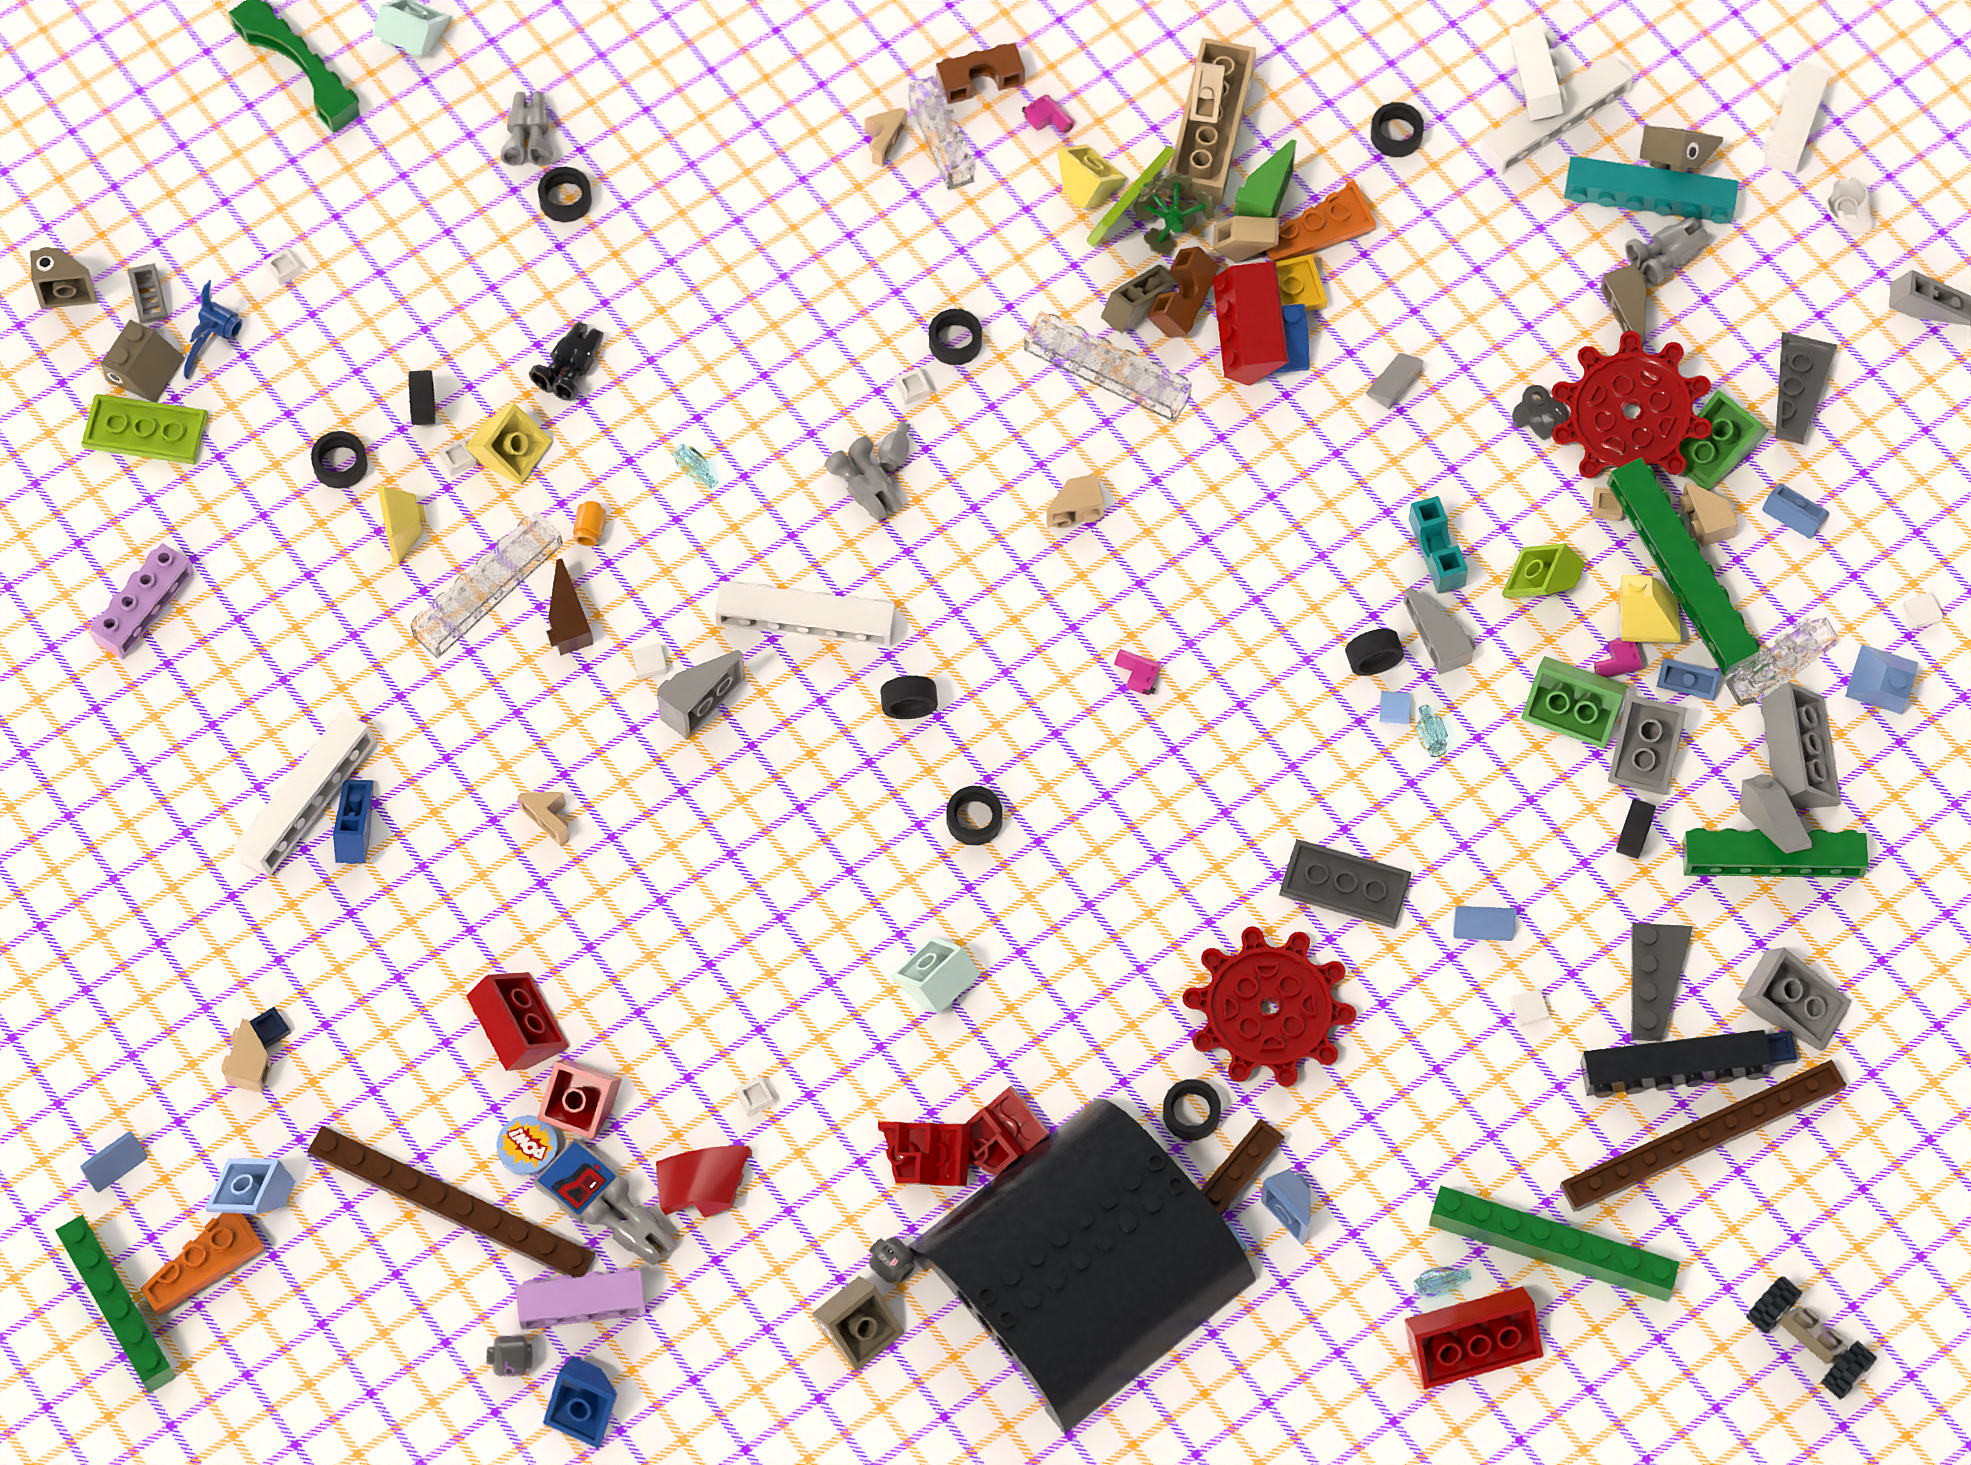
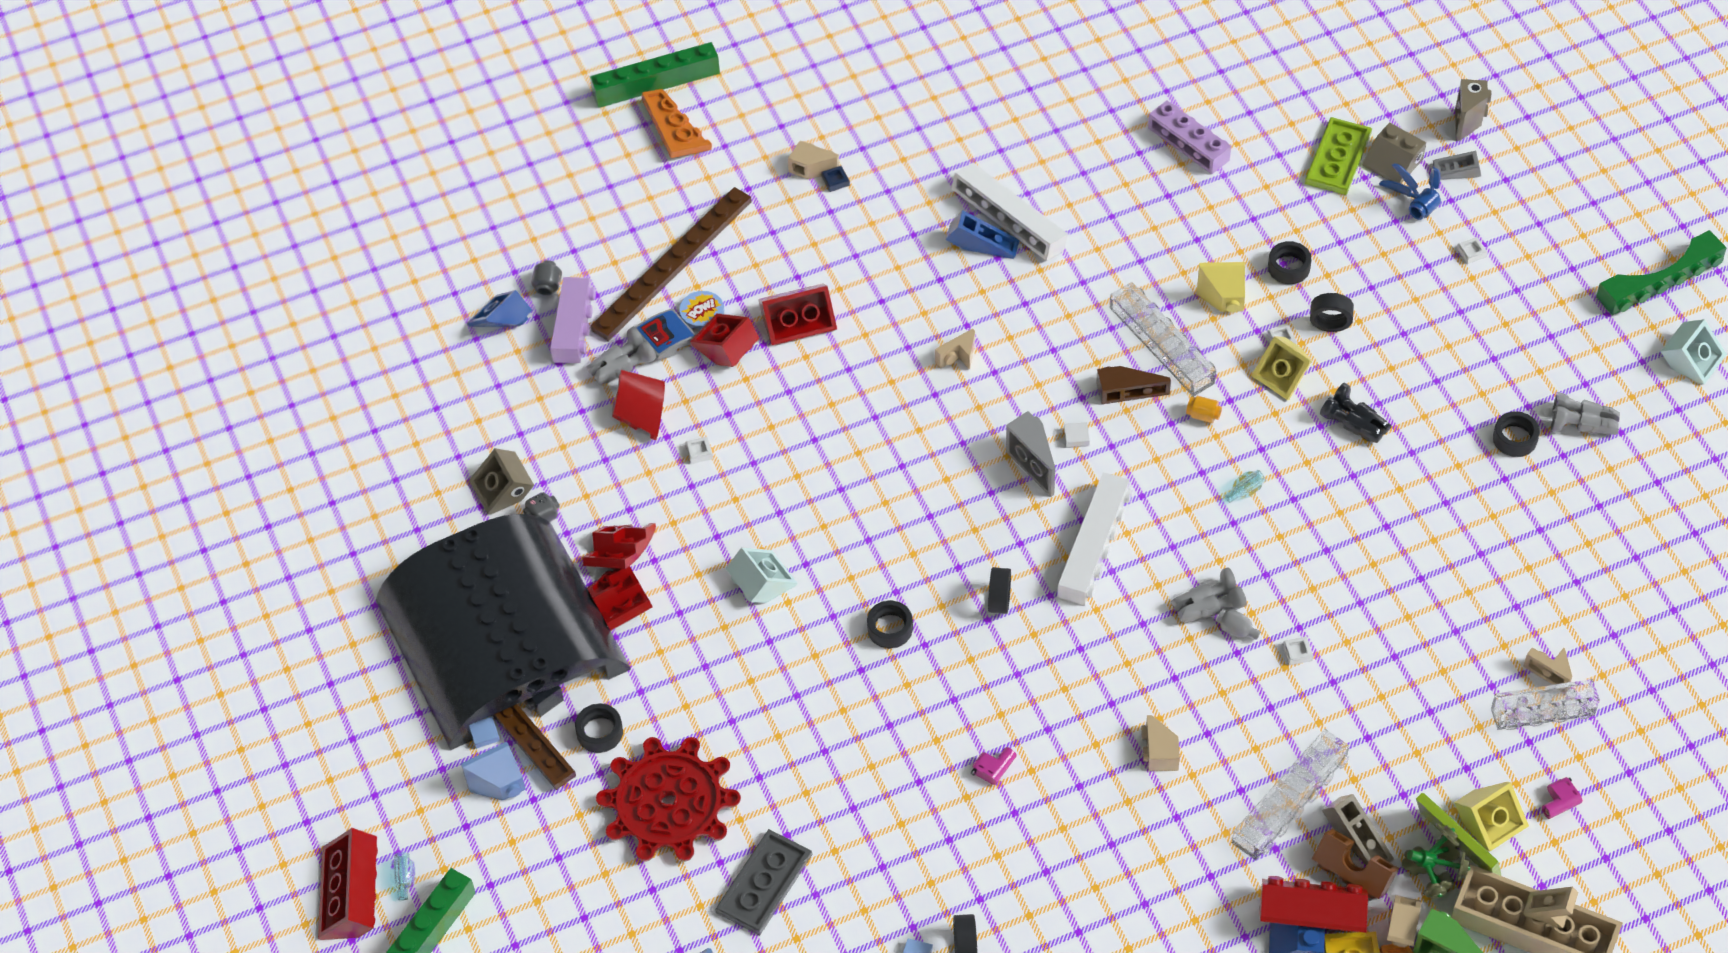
camera: 105 degrees right, 10 degrees down
(113, 1161) = (758, 85): medium blue slope -> none
(251, 1187) = (710, 148): light blue slope -> none
(955, 356) = (1343, 670): black tyre -> none
(999, 63) = (1608, 731): dark orange arch -> none

